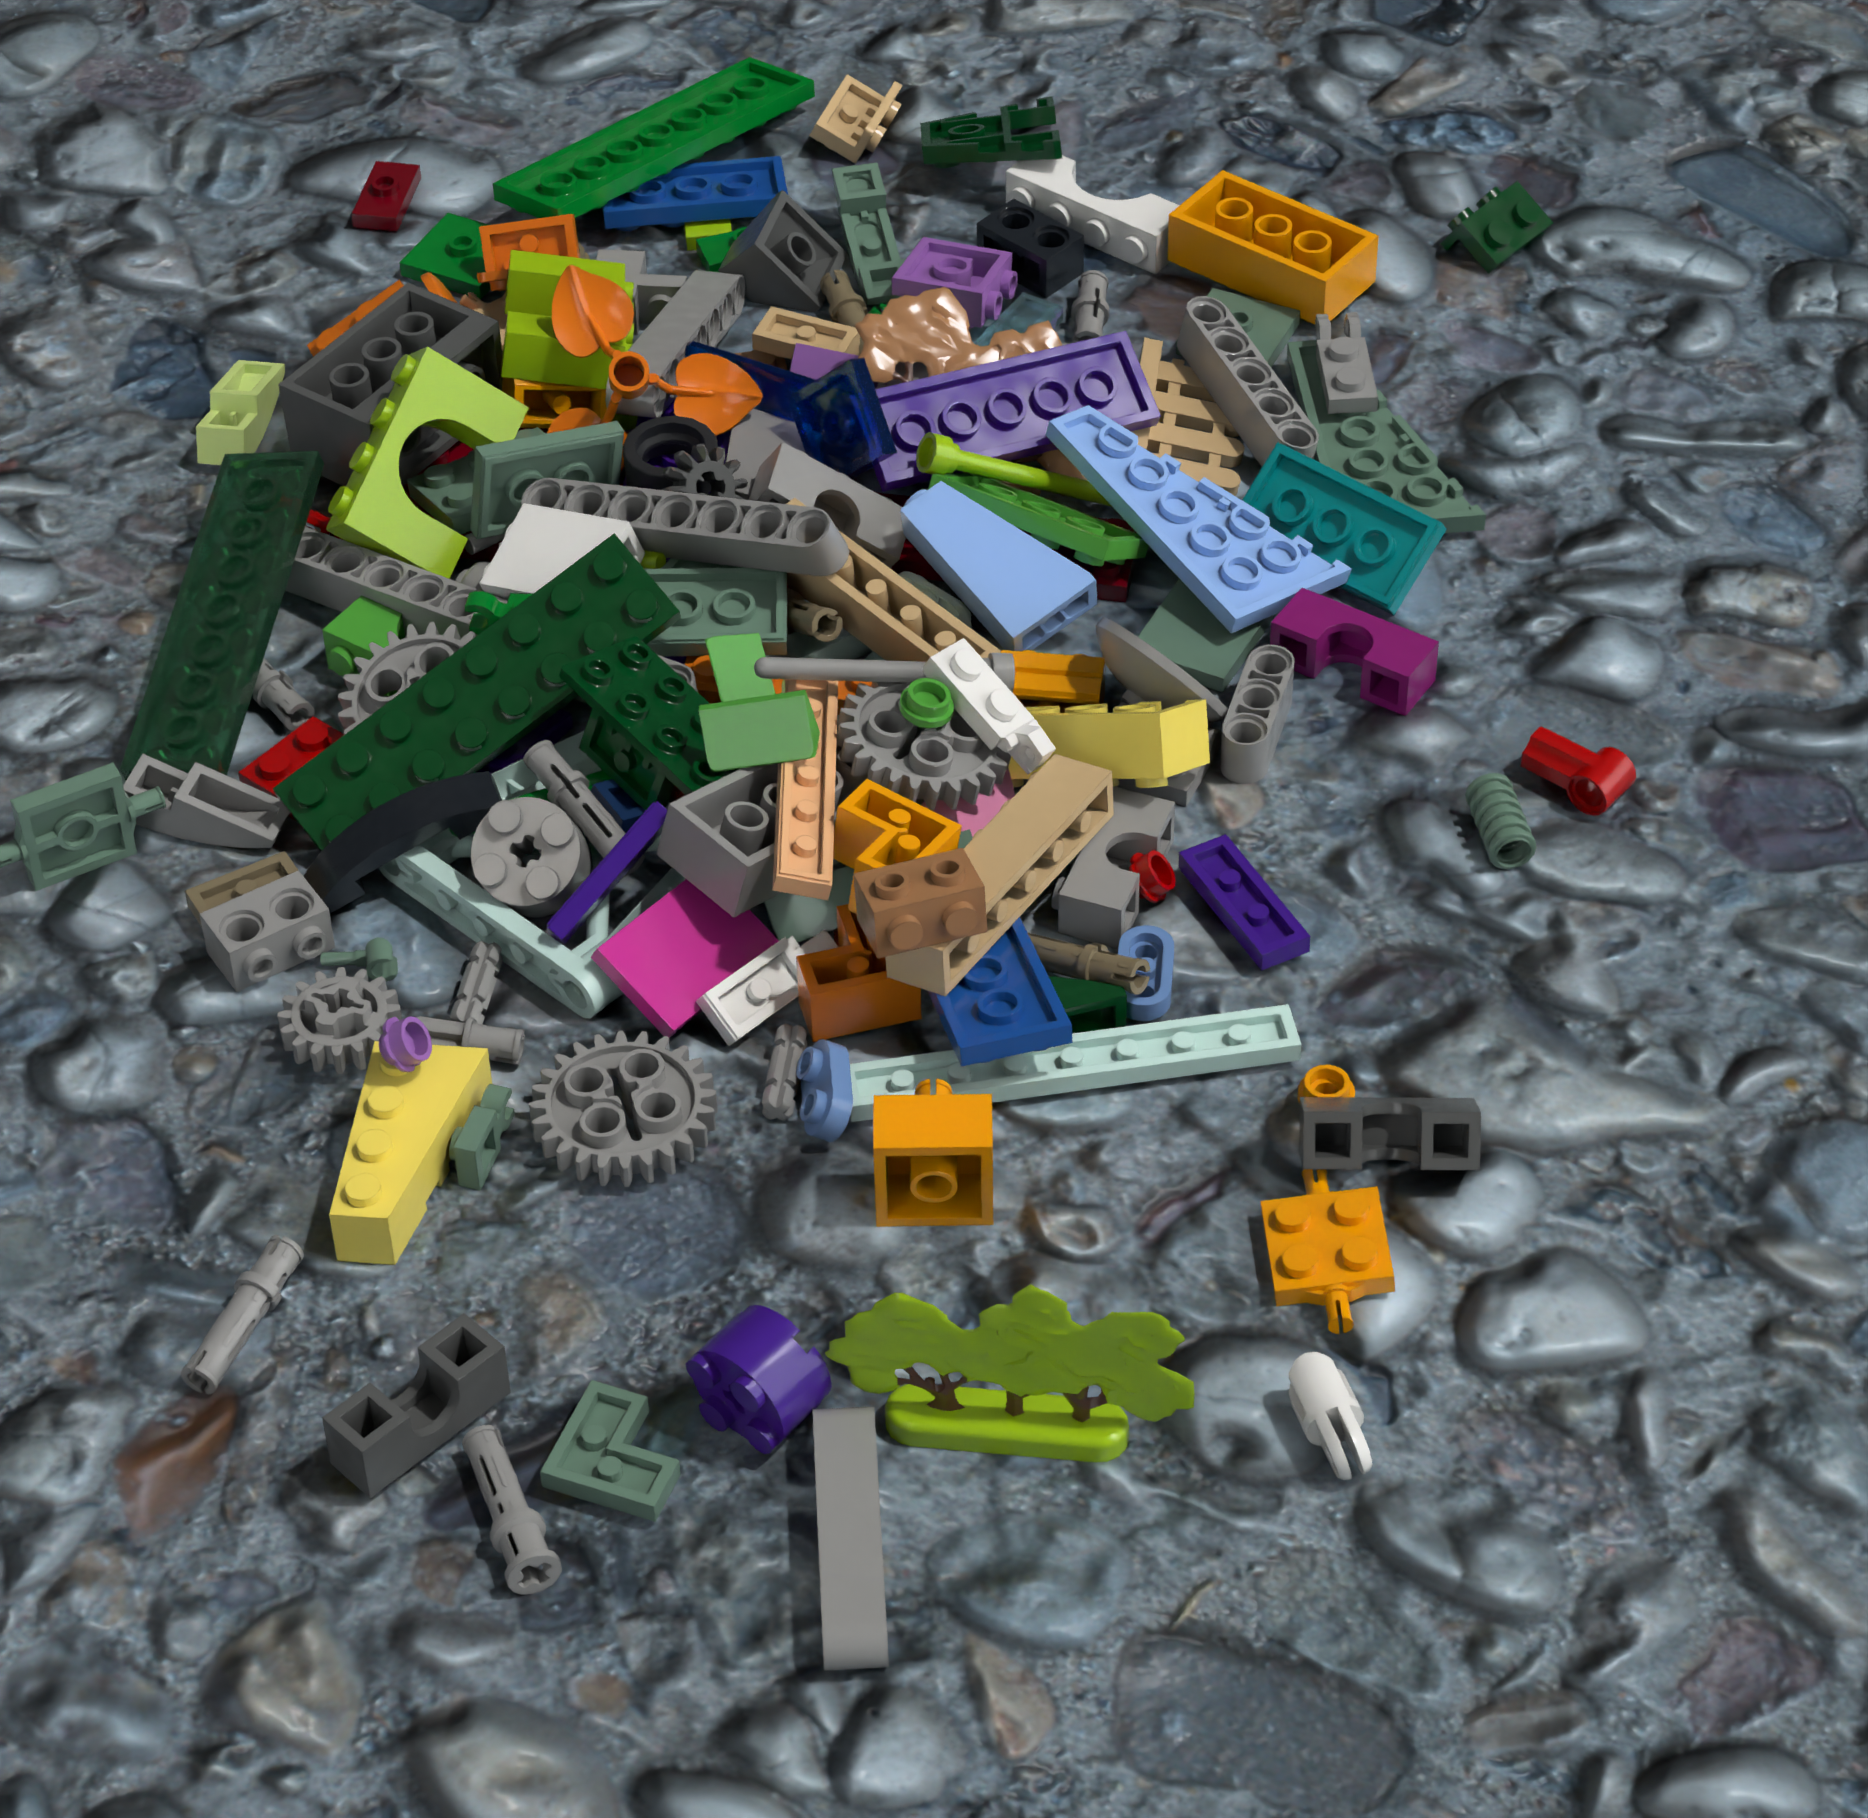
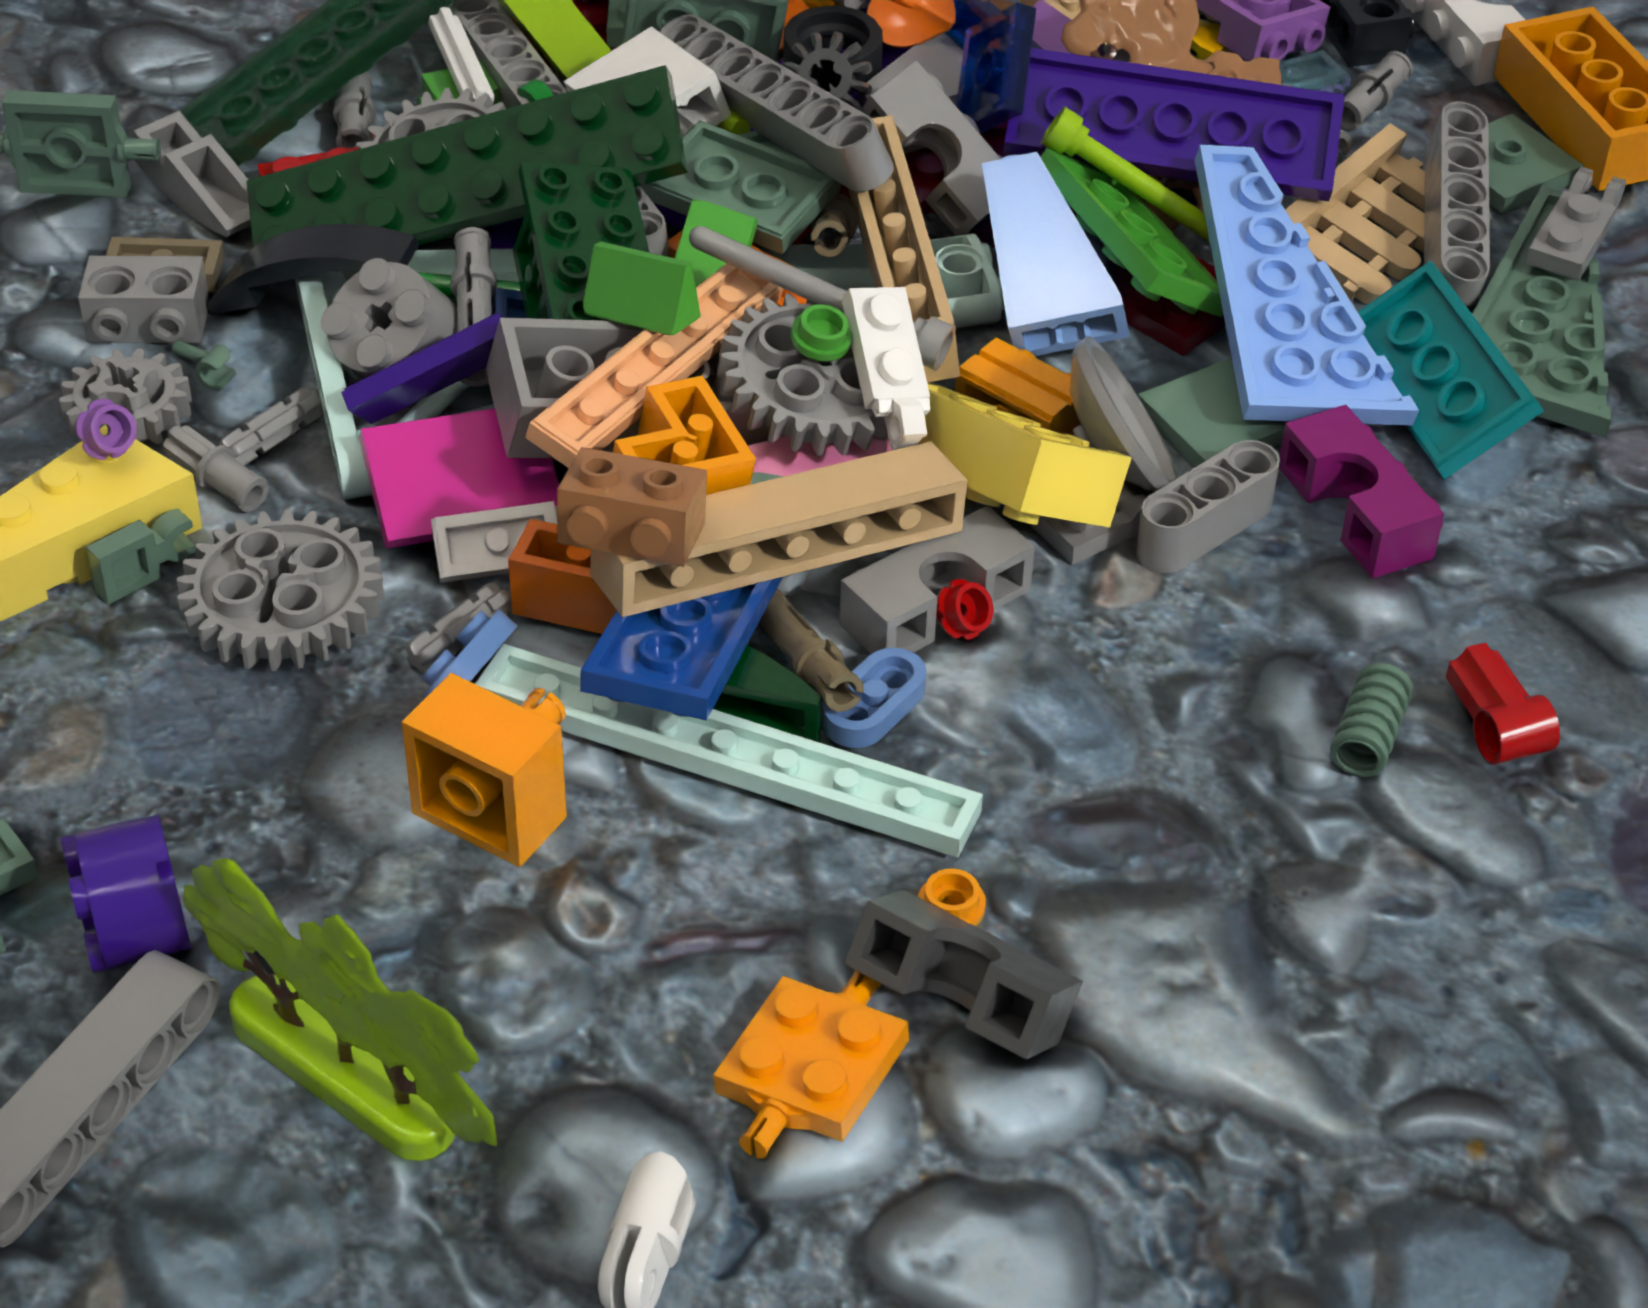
camera: 30 degrees right, 0 degrees up
(351, 599) = (458, 53): none -> white axle
(1244, 902) = (1035, 677): dark purple plate -> none

